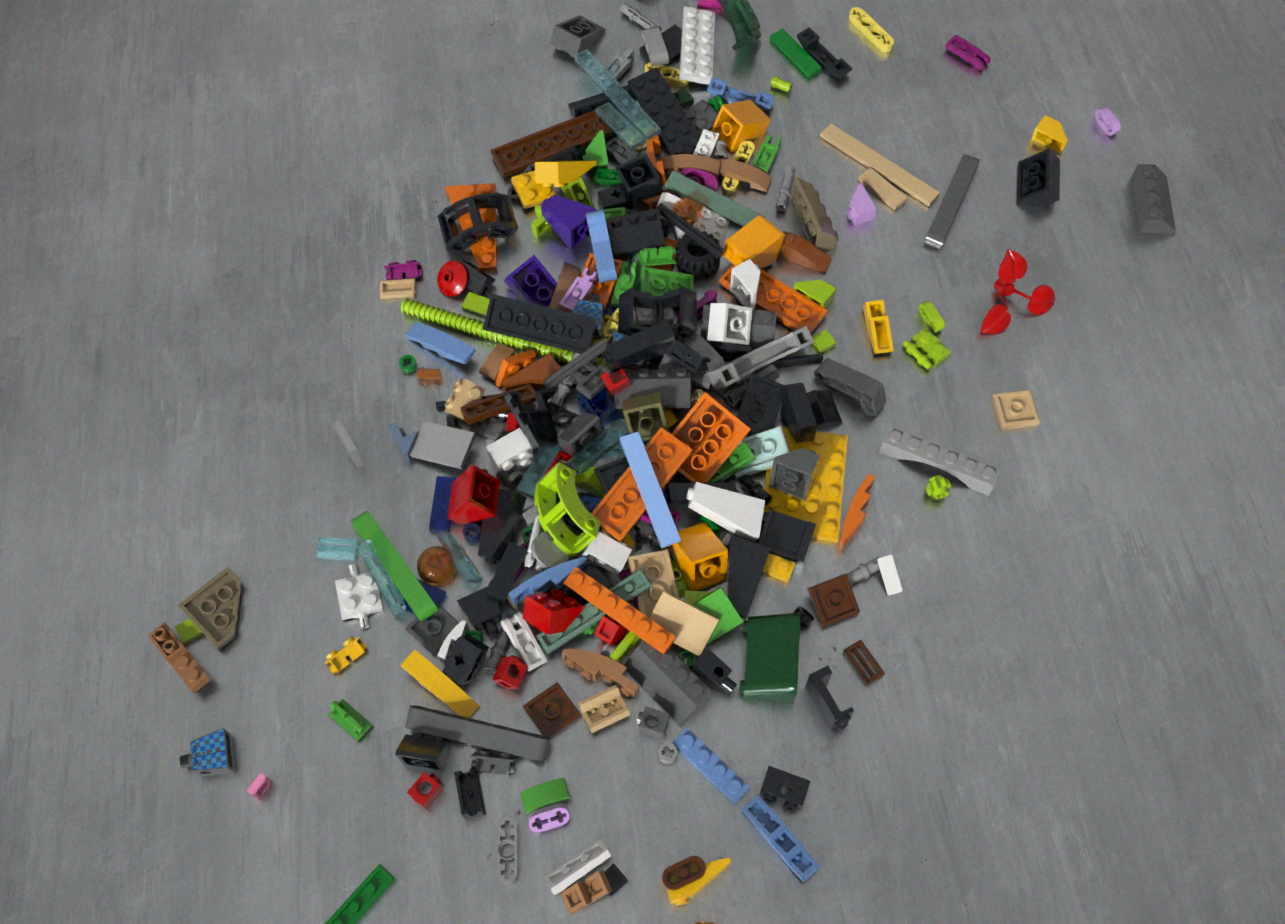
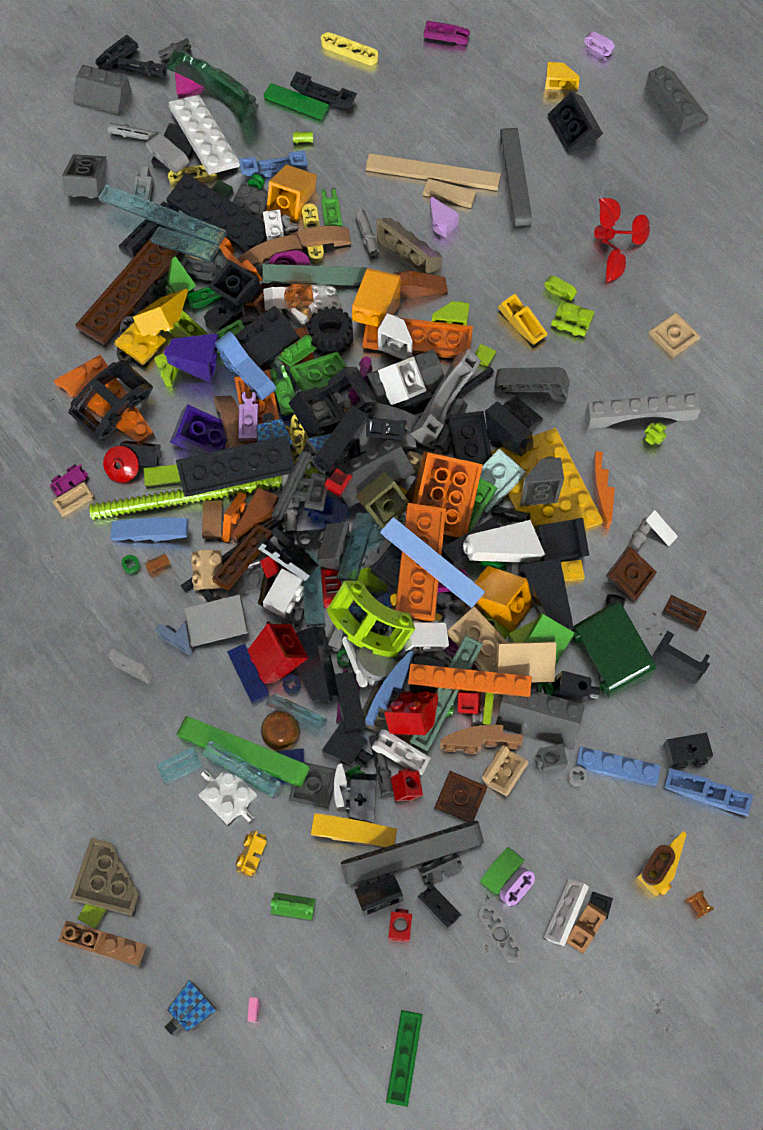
camera: 30 degrees left, 5 degrees up
(691, 231) = (315, 312): black axle -> none

